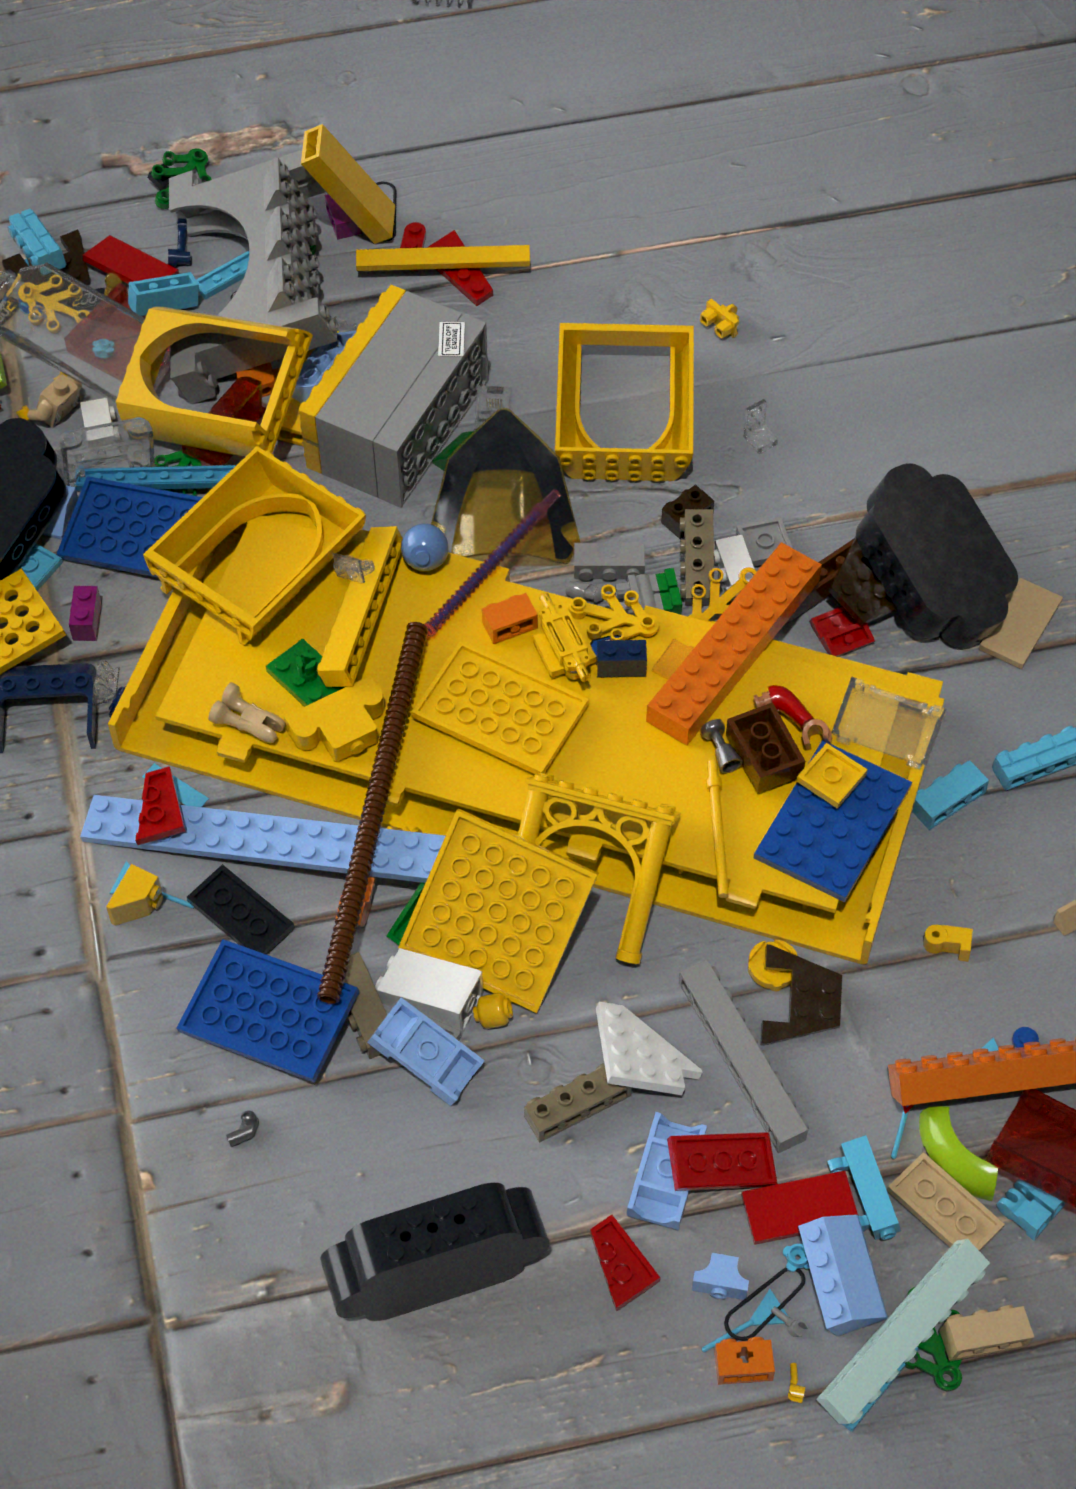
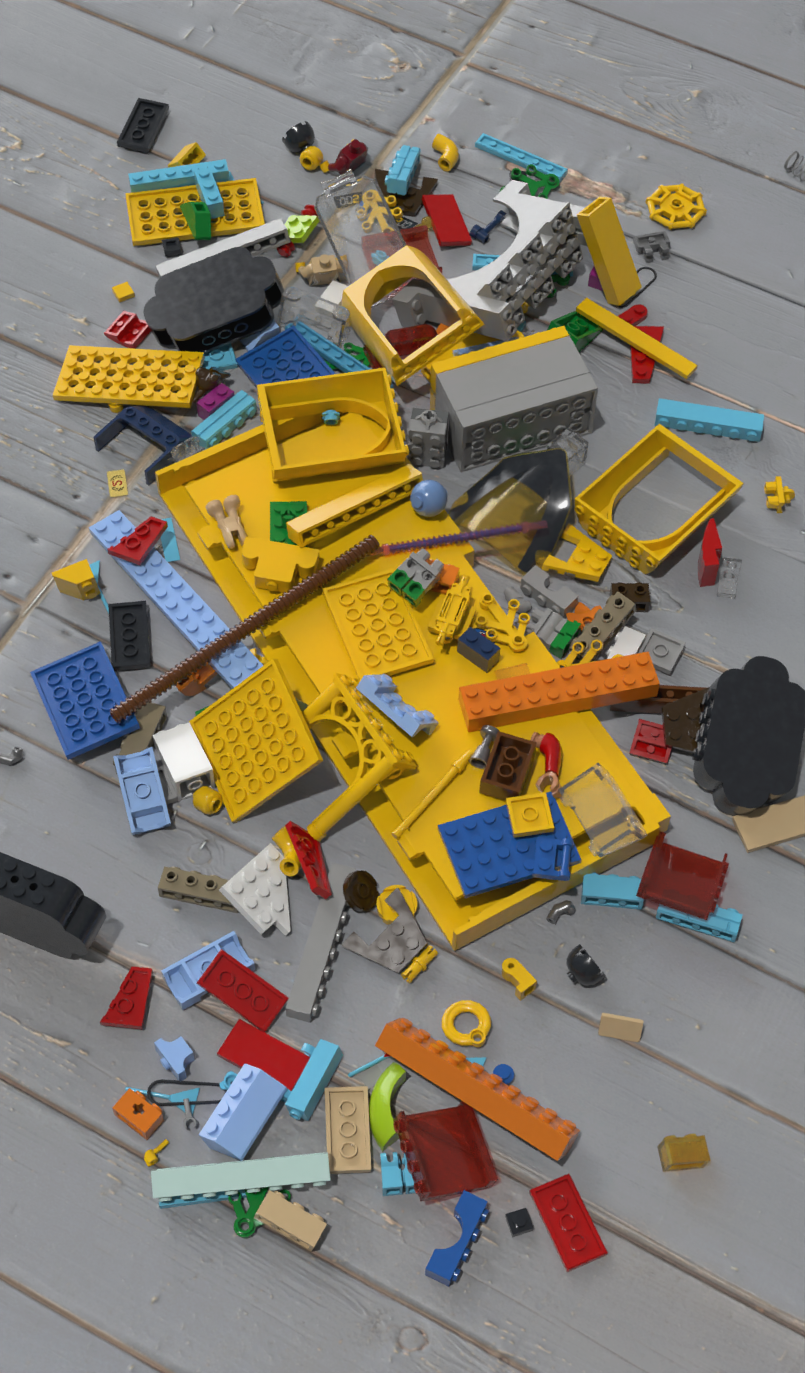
camera: 40 degrees right, 0 degrees up
(57, 593) = (208, 380): none -> dark brown animal
(58, 770) = (117, 483): none -> clear yellow sticker
(59, 192) = (448, 149): none -> yellow cylinder
(111, 622) = (225, 419): none -> medium azure brick
(135, 154) = (519, 156): none -> medium azure tile
(170, 291) = (444, 248): medium azure brick -> none
(239, 537) = (330, 417): none -> medium azure plate
(345, 91) = (683, 197): none -> yellow plate
(352, 480) = (428, 437): none -> light grey piece
(352, 568) = (369, 477): clear hinge -> none
(366, 290) = (579, 328): none -> green slope
(367, 148) = (649, 242): none -> flat silver plate
(451, 339) = (566, 383): white sticker -> none
(496, 622) = (415, 577): none -> hips
(571, 768) = (380, 691): none -> light blue piece
(588, 291) = (709, 420): none -> medium azure brick
(612, 504) = (586, 561): none -> yellow wing
(625, 993) = (290, 864): none -> yellow cylinder
(660, 560) = (583, 614): none -> orange plate
(660, 984) = (311, 859): none -> red wing
(721, 417) = (709, 555): none -> red slope
(730, 977) = (360, 890): none -> dark brown tile
(850, 1002) = (419, 964): none -> yellow pin
(885, 805) = (545, 858): none -> blue plate
(918, 848) = (557, 909): none -> flat silver arm
(952, 1040) = (466, 1039): none -> yellow piece
(998, 882) = (583, 967): none -> black cylinder
(1003, 733) = (682, 879): none -> clear red panel

